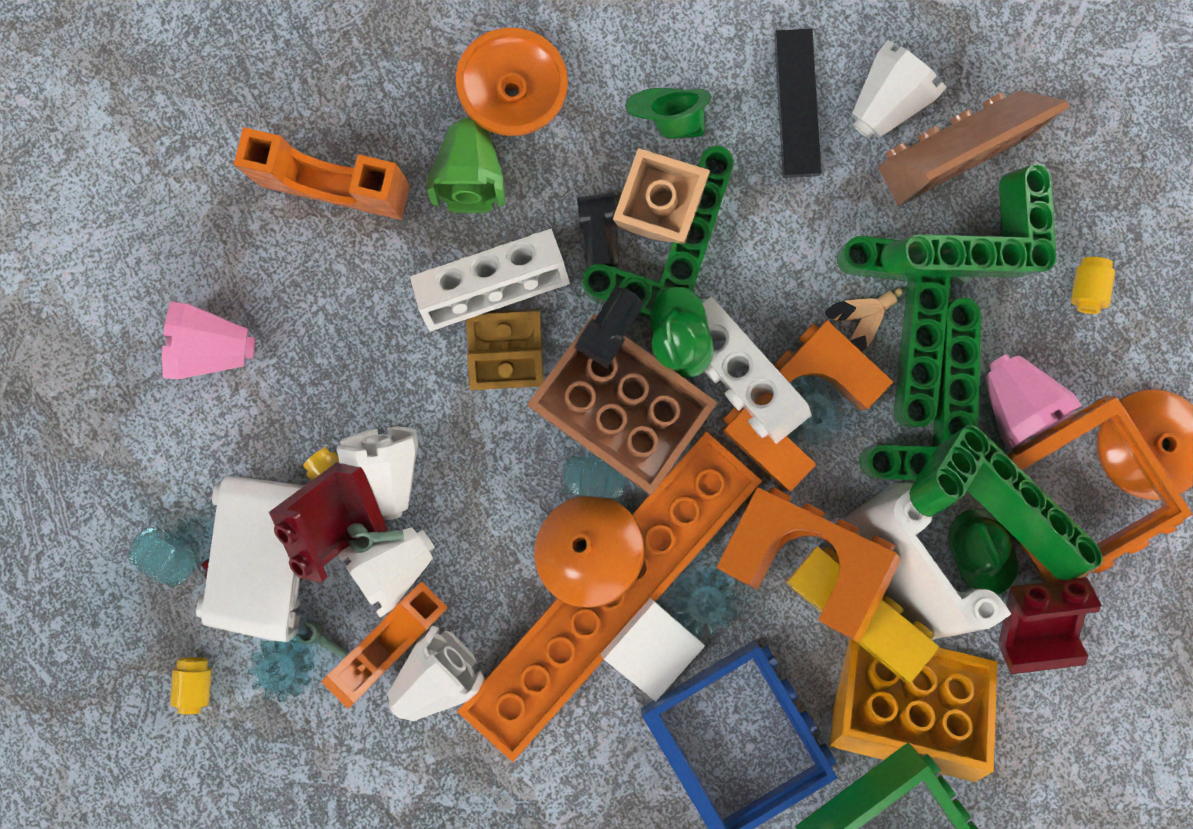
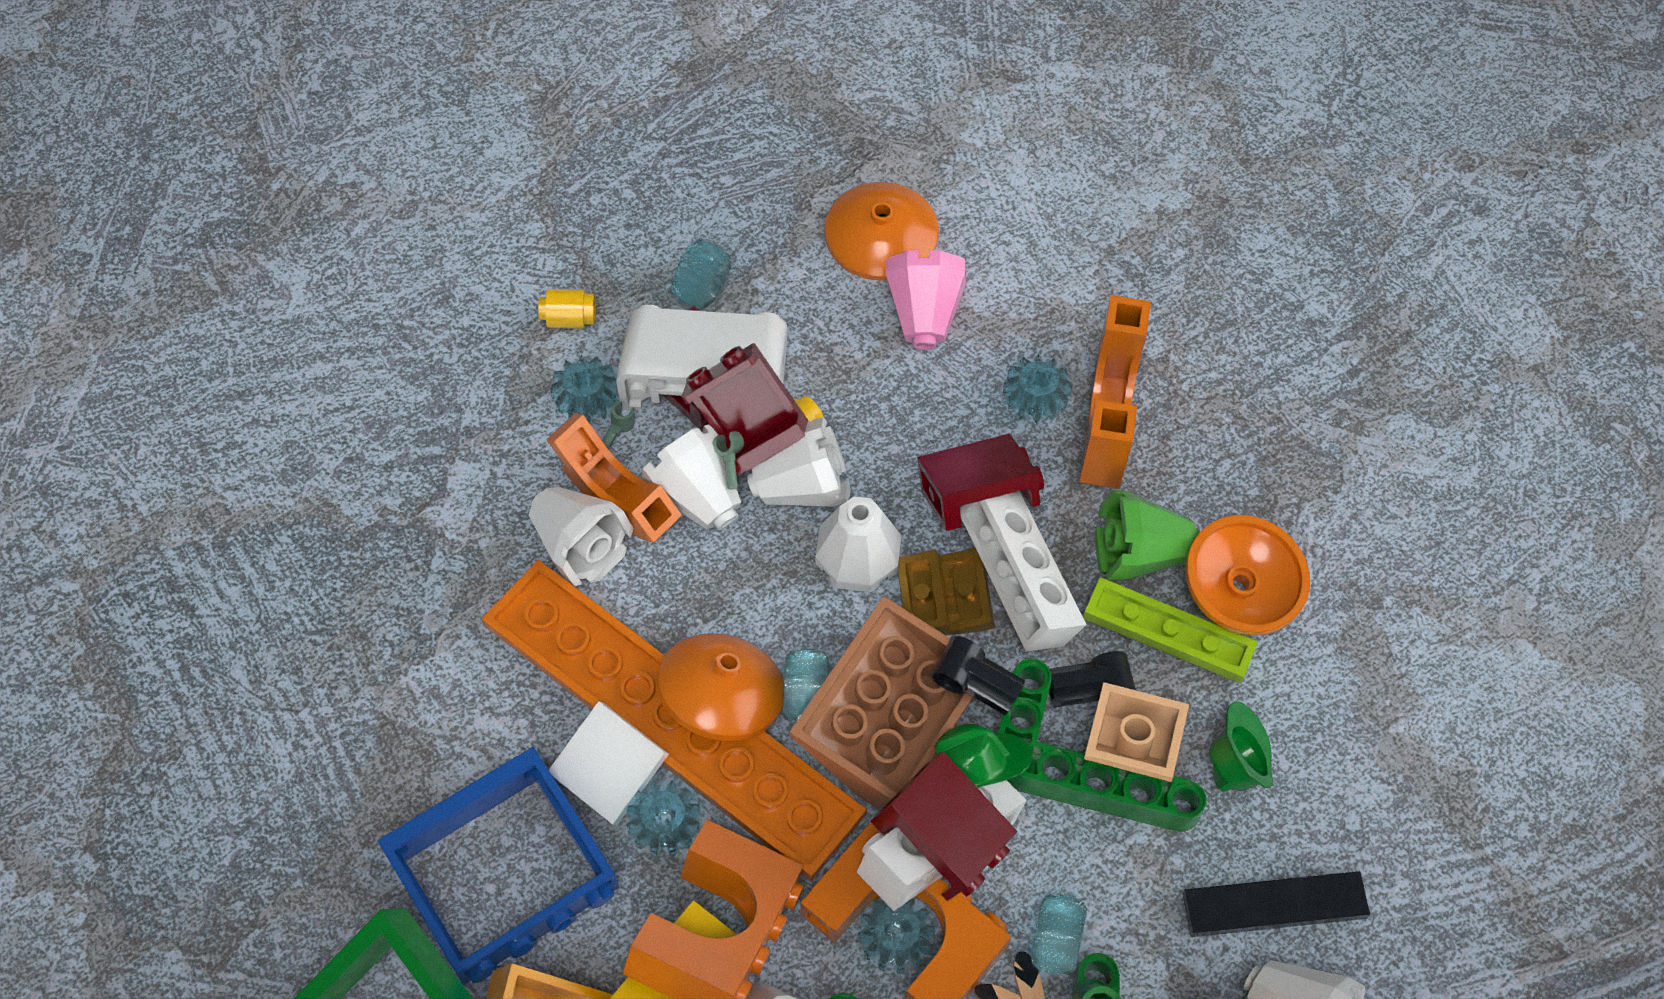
camera: 85 degrees right, 25 degrees down
(136, 386) = (864, 241): none -> orange dish
(318, 249) = (1037, 388): none -> clear light blue gear
(401, 309) = (977, 474): none -> dark red panel
(473, 427) = (858, 546): none -> white cone
(553, 157) = (1170, 630): none -> lime plate
(744, 366) = (949, 824): none -> dark red panel
(824, 281) = (1058, 934): none -> clear light blue gear

